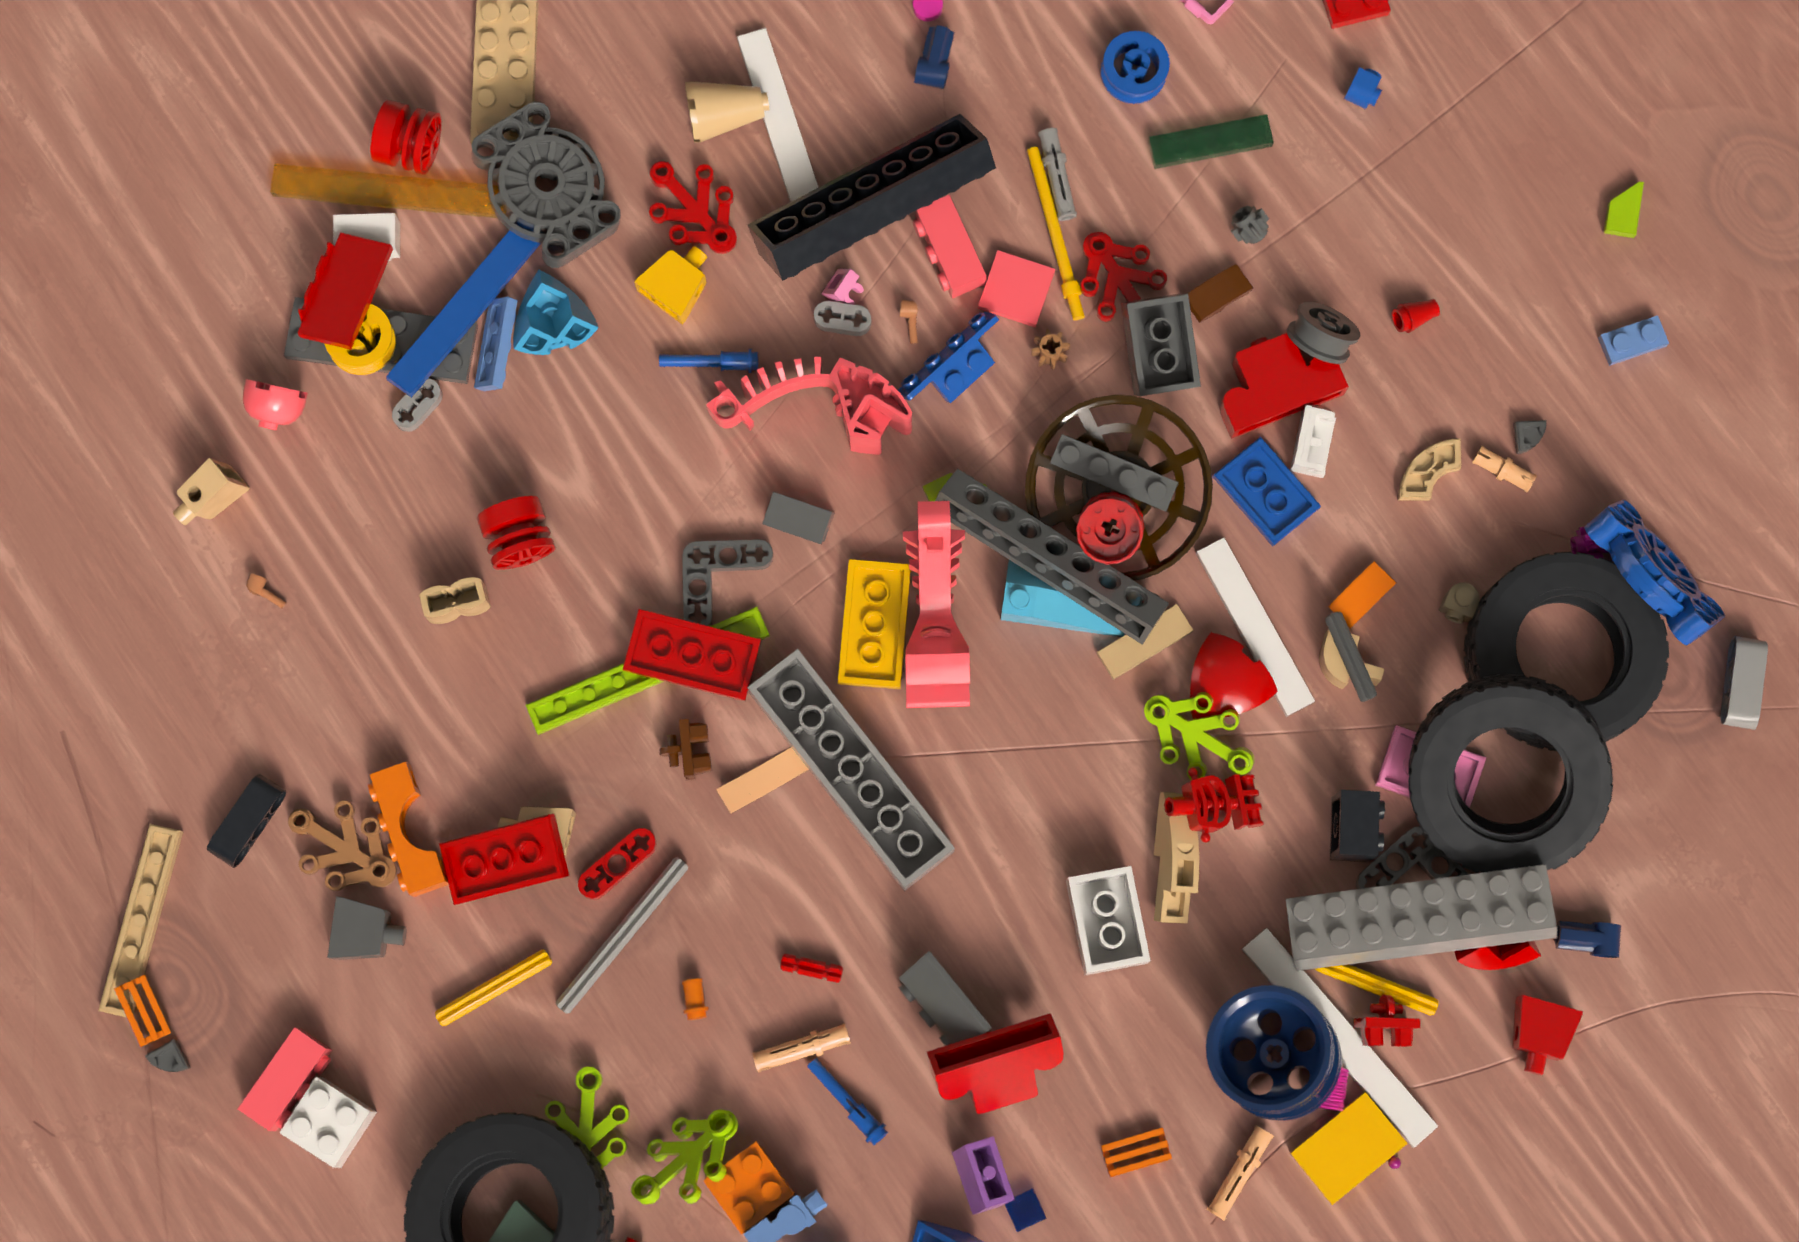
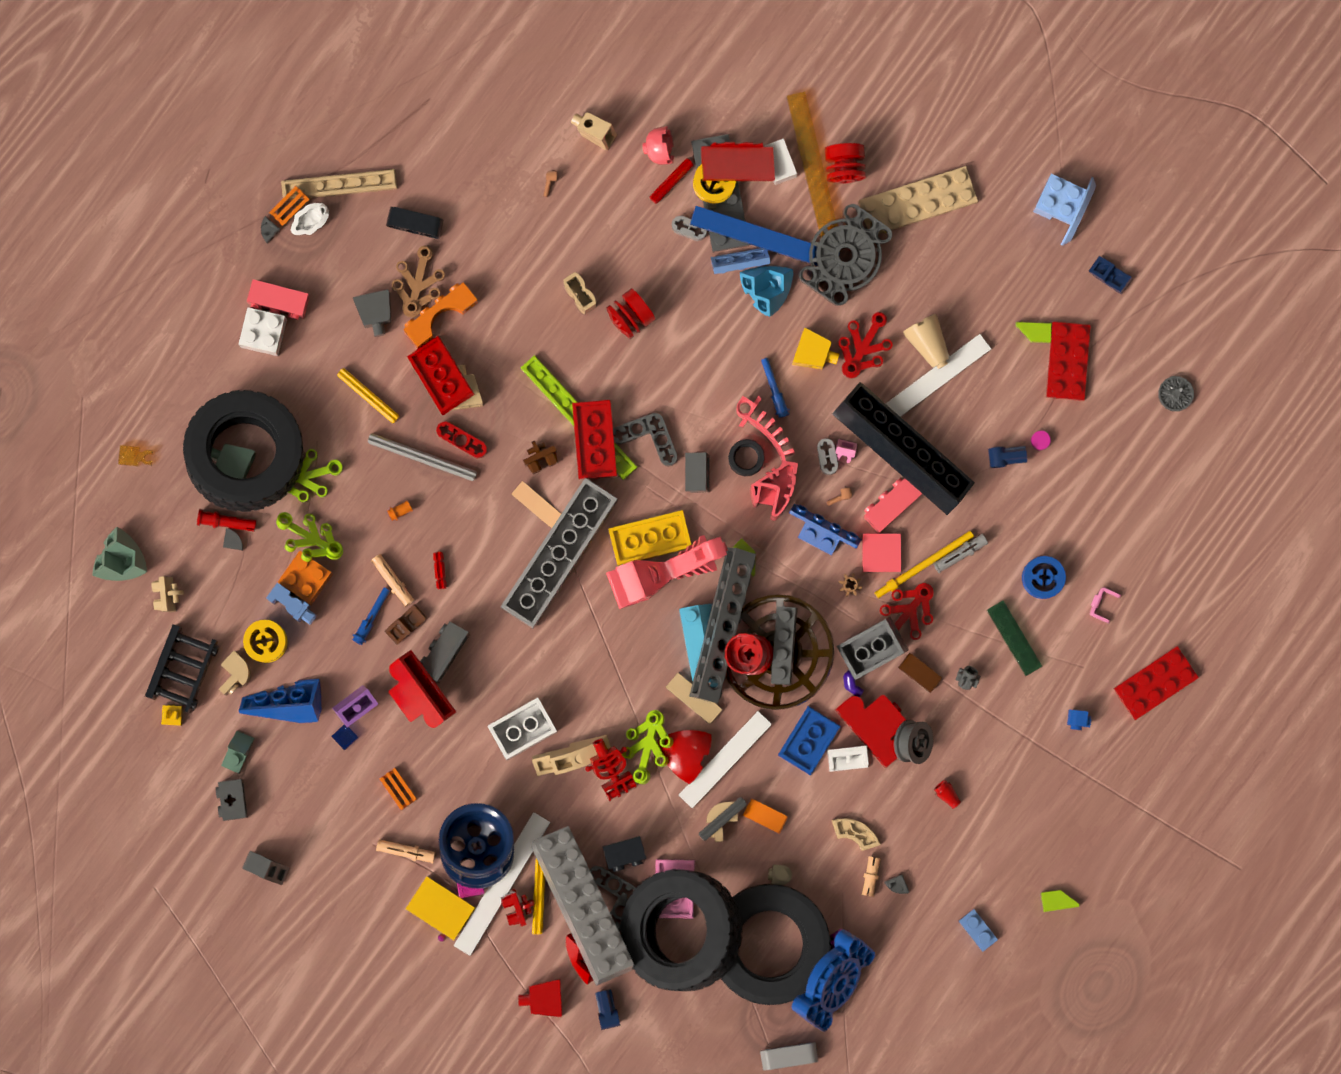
camera: 65 degrees right, 5 degrees up
(176, 984) = (310, 219): none -> white arm
(334, 406) = (671, 181): none -> red axle
(789, 417) = (746, 443): none -> black tyre
(878, 1050) = (406, 624): none -> reddish brown slope
(1199, 400) = (850, 684): none -> dark purple arm

